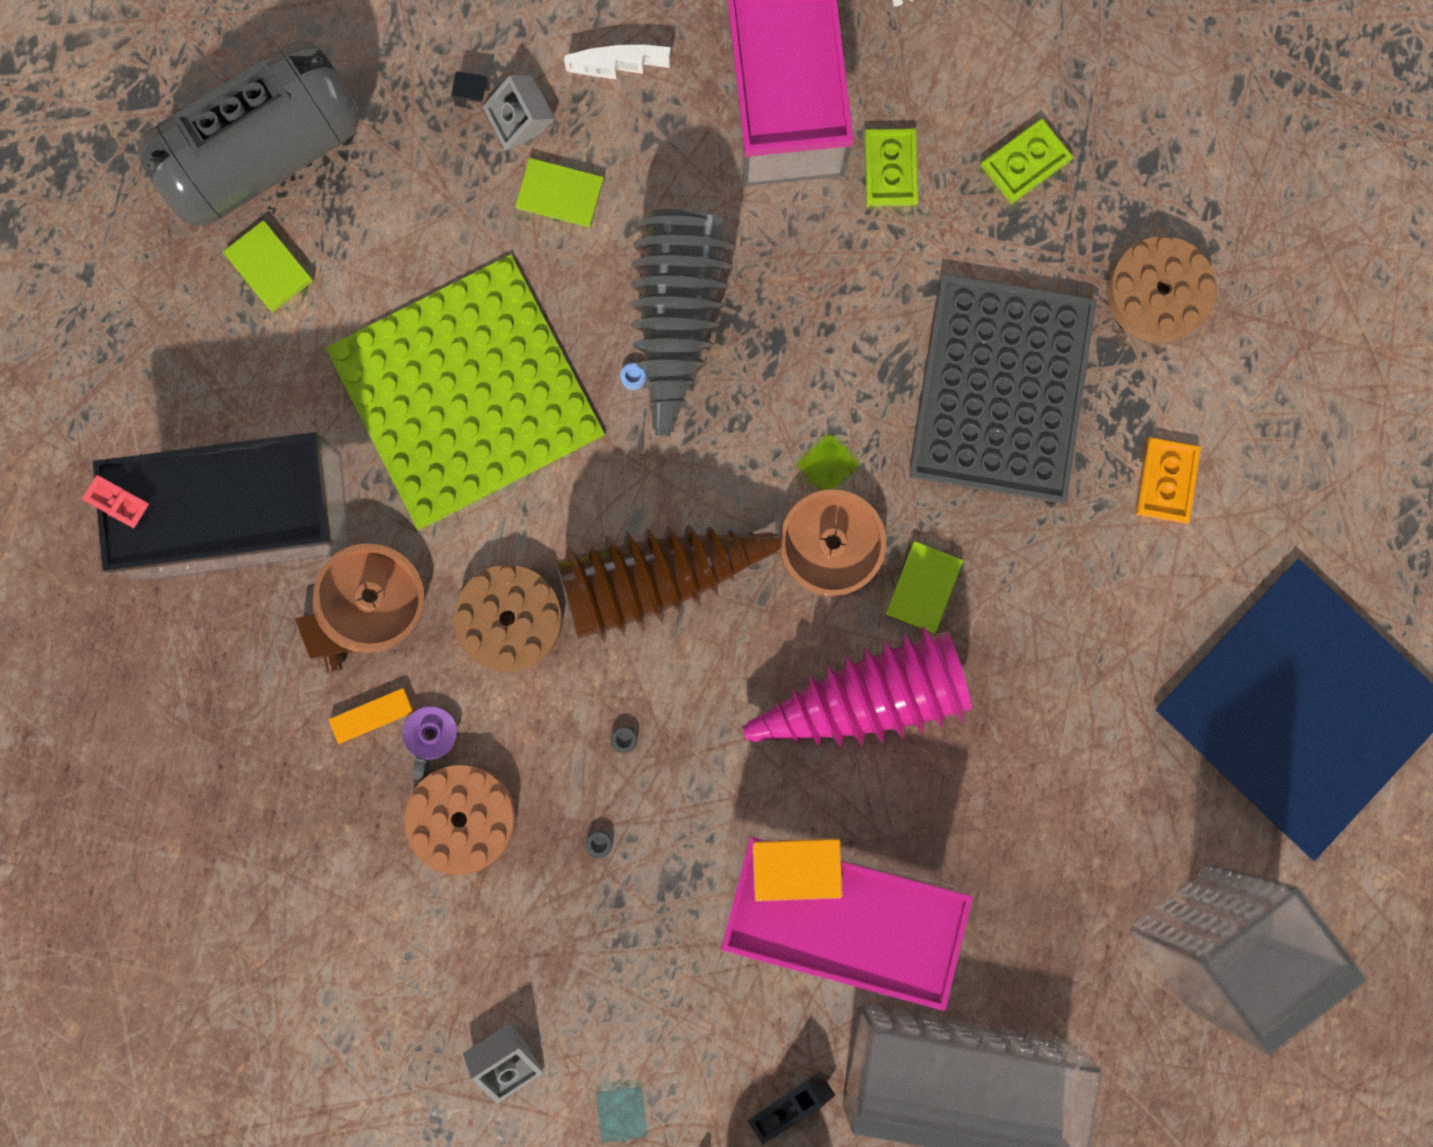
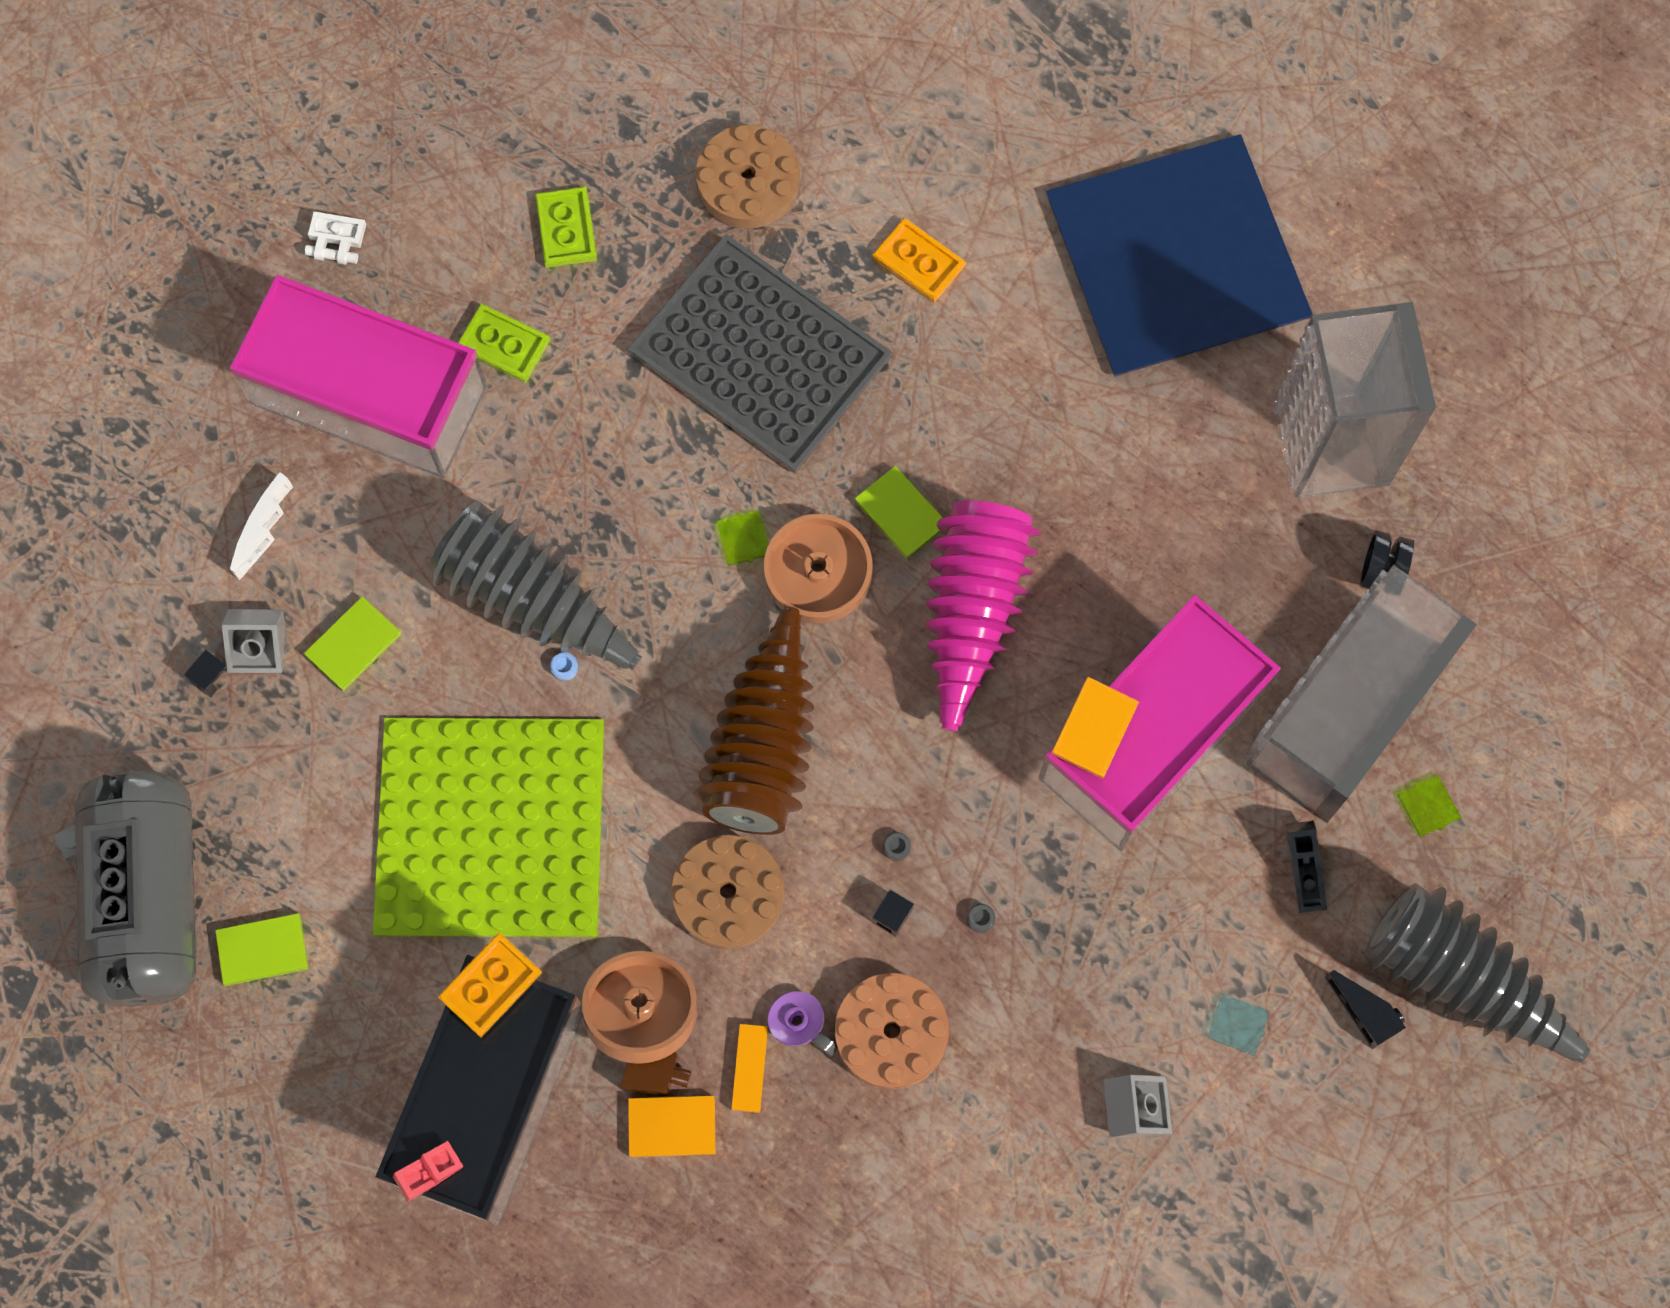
camera: 60 degrees left, 10 degrees down
(291, 677) = (672, 1126): none -> light orange tile
(297, 465) = (490, 984): none -> light orange tile
(561, 767) = (892, 913): none -> black panel
(1111, 1046) = (1381, 558): none -> black wheel

